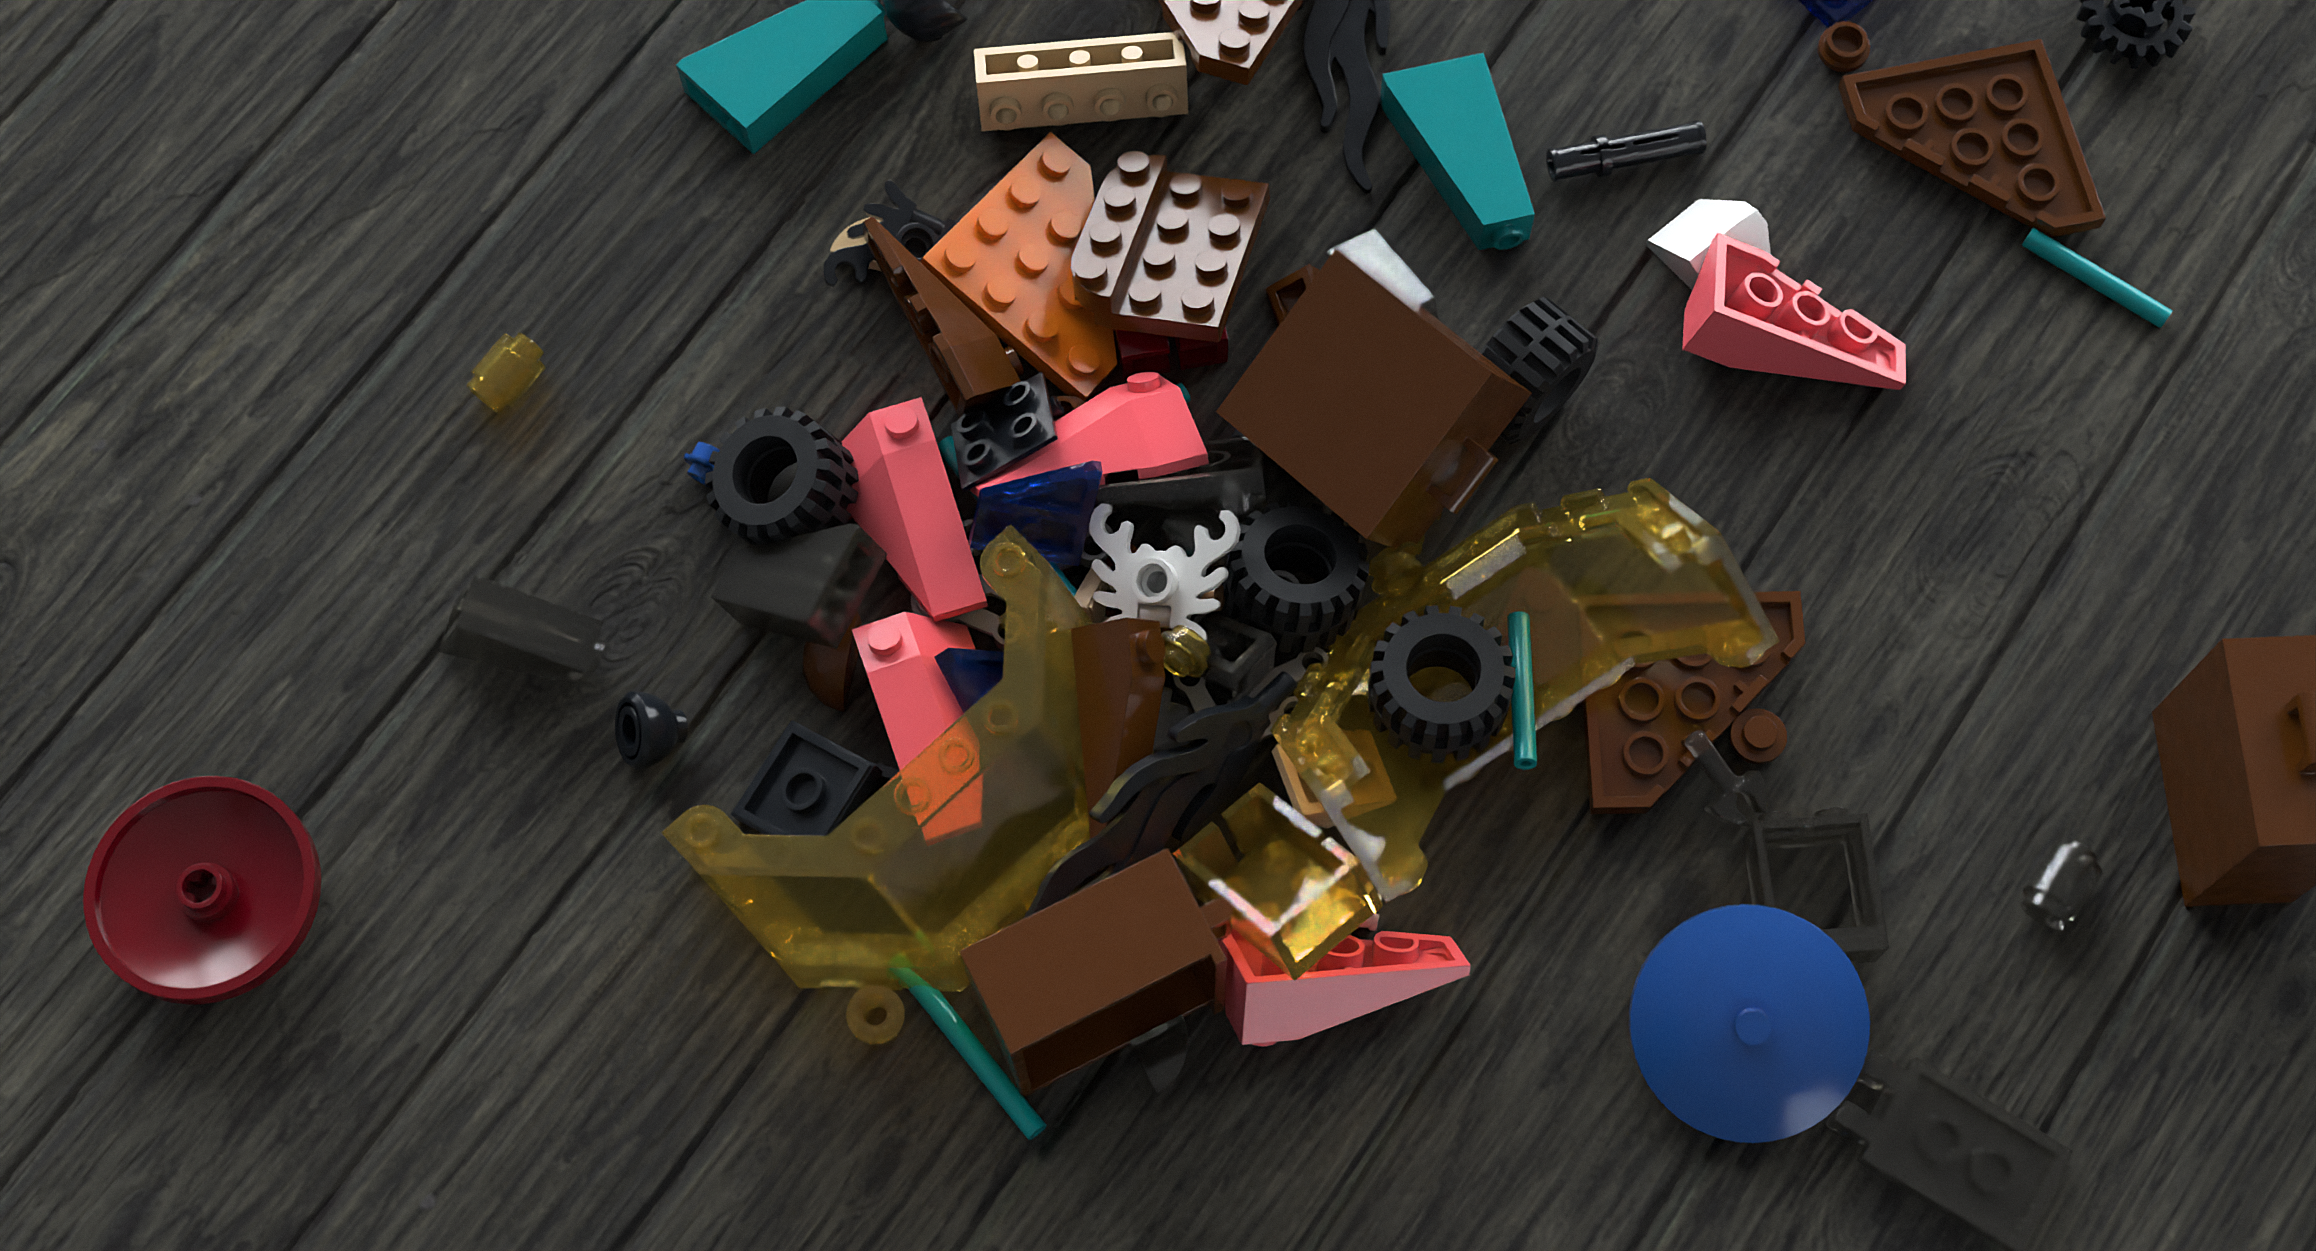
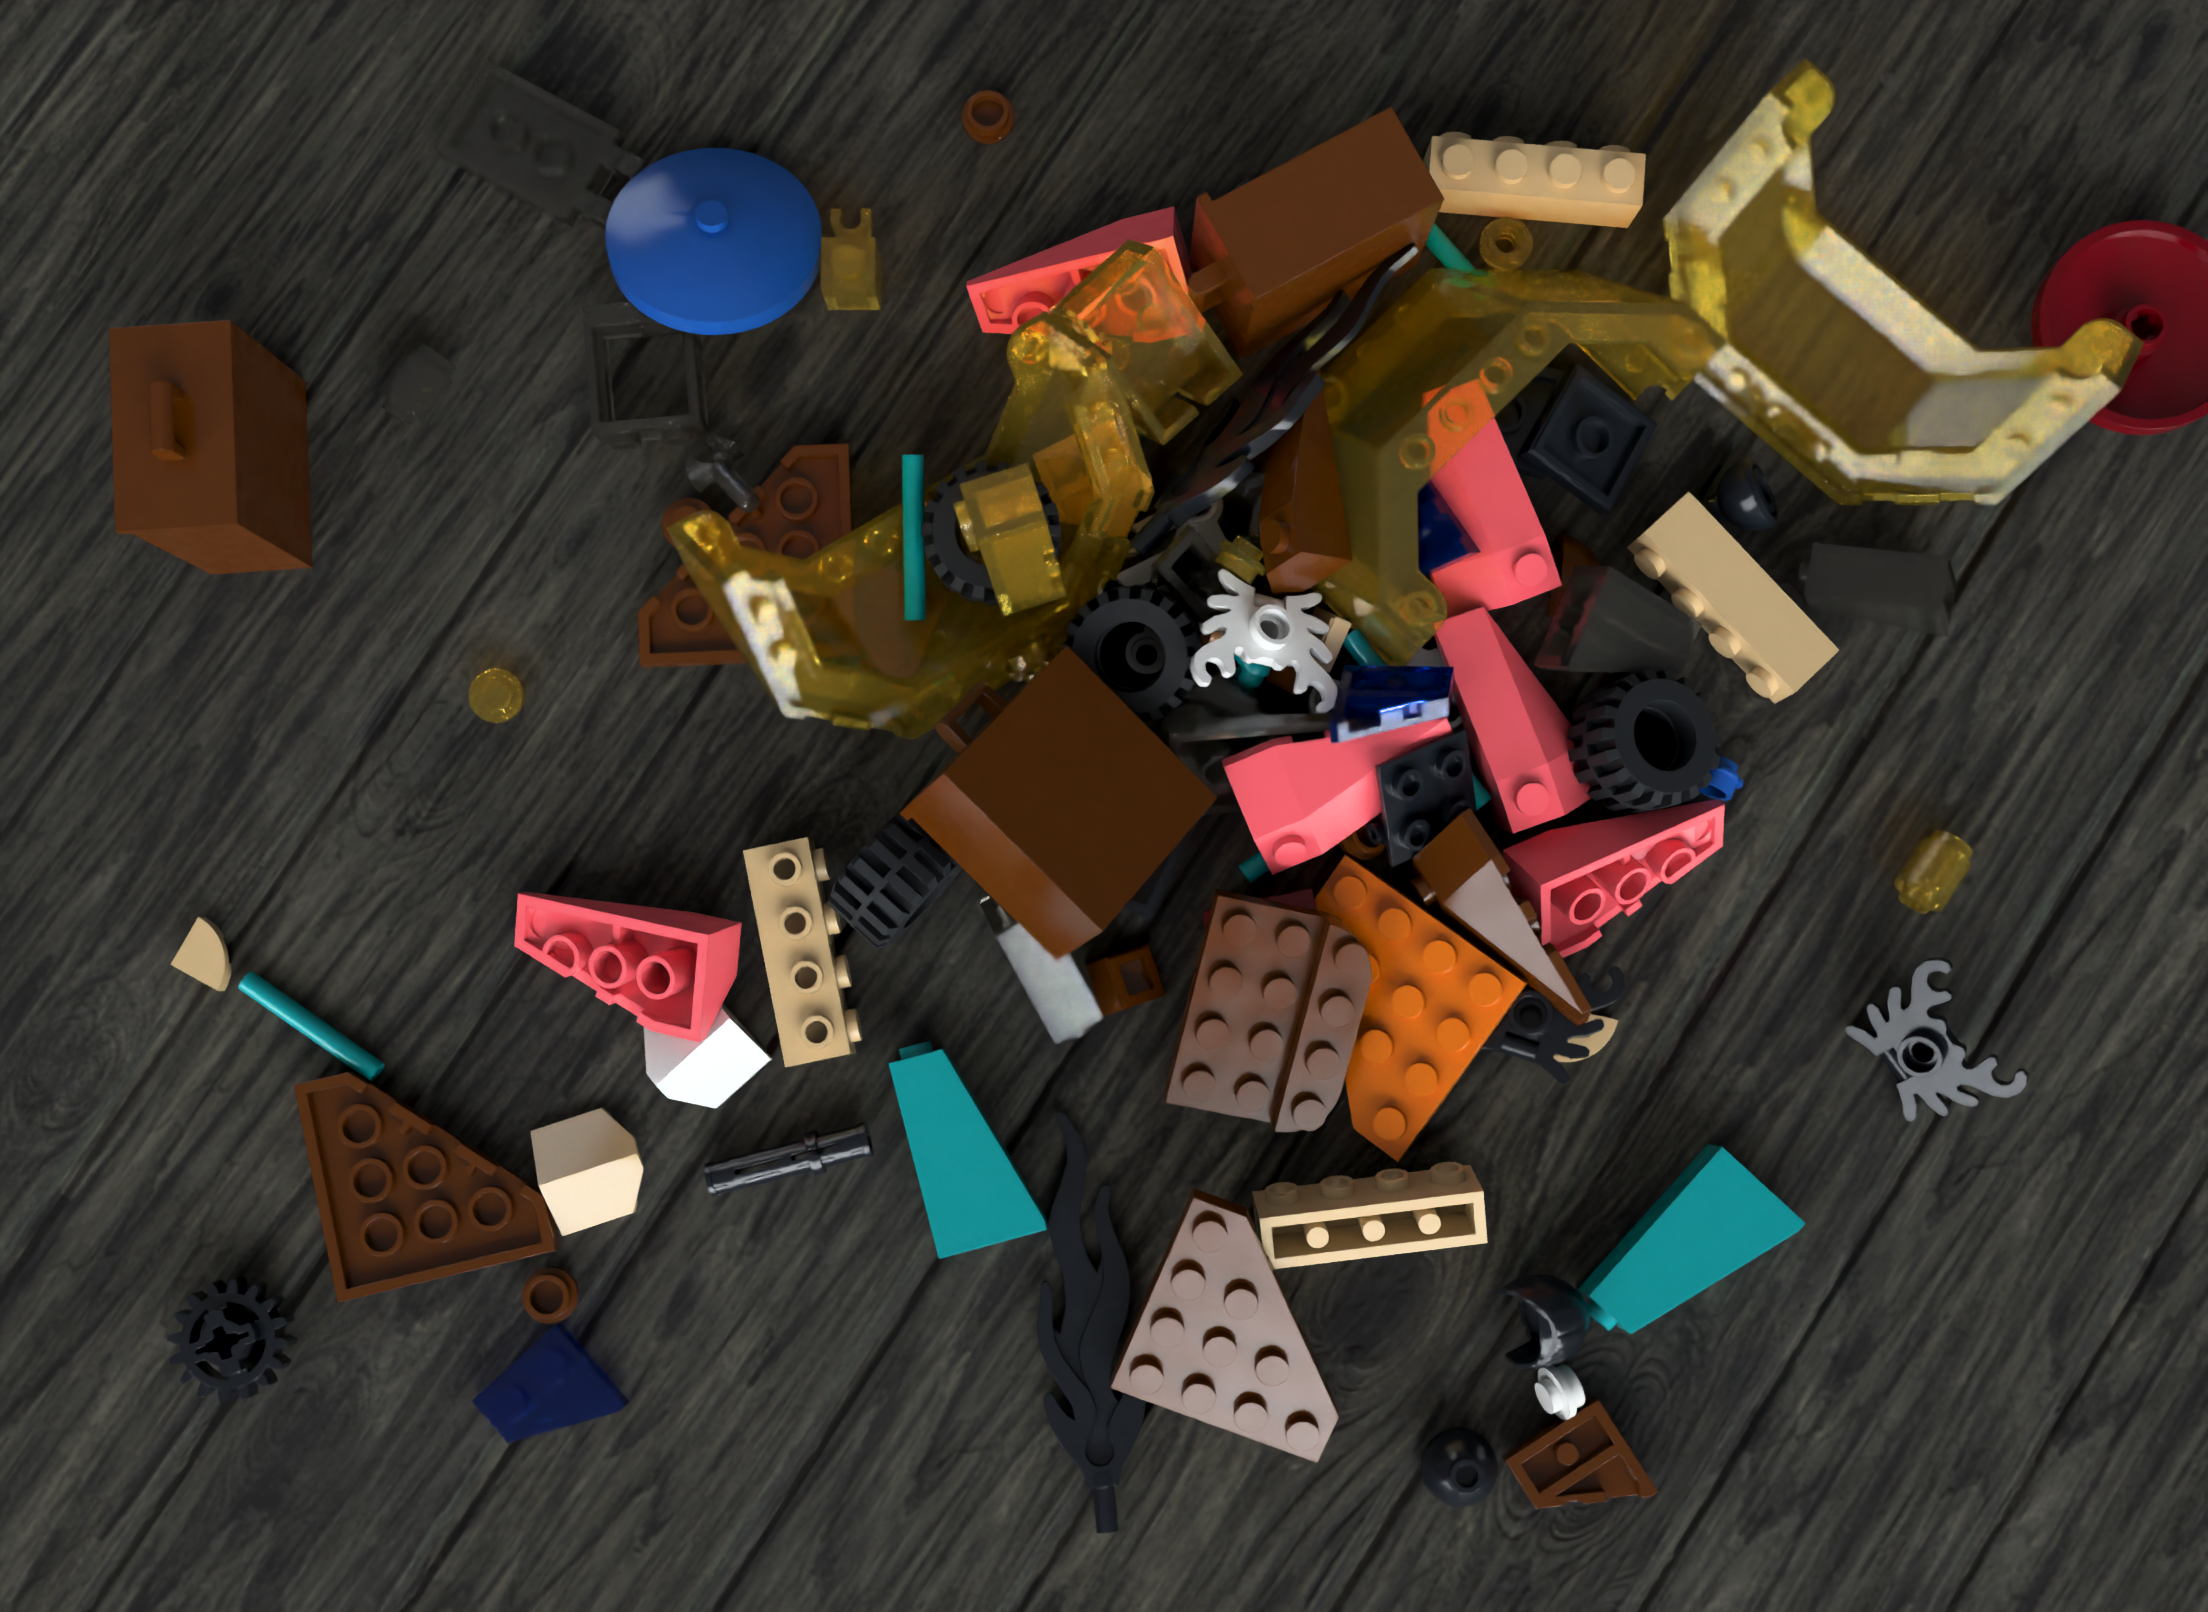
camera: 175 degrees right, 15 degrees up
(510, 863) = (1842, 356): none -> clear yellow windscreen
(537, 210) = (1925, 1050): none -> animal
(676, 625) = (1732, 599): none -> tan brick
(842, 1072) = (1537, 180): none -> tan brick
(865, 371) = (1598, 868): none -> coral wedge
(1429, 628) = (1010, 529): none -> clear yellow wedge
(1447, 1174) = (988, 117): none -> reddish brown plate
(1597, 998) = (851, 265): none -> clear yellow brick
(1622, 311) = (801, 951): none -> tan brick
(1820, 151) = (587, 1170): none -> tan slope
(1945, 572) = (496, 695): none -> clear yellow plate
(2209, 340) = (205, 955): none -> tan tile

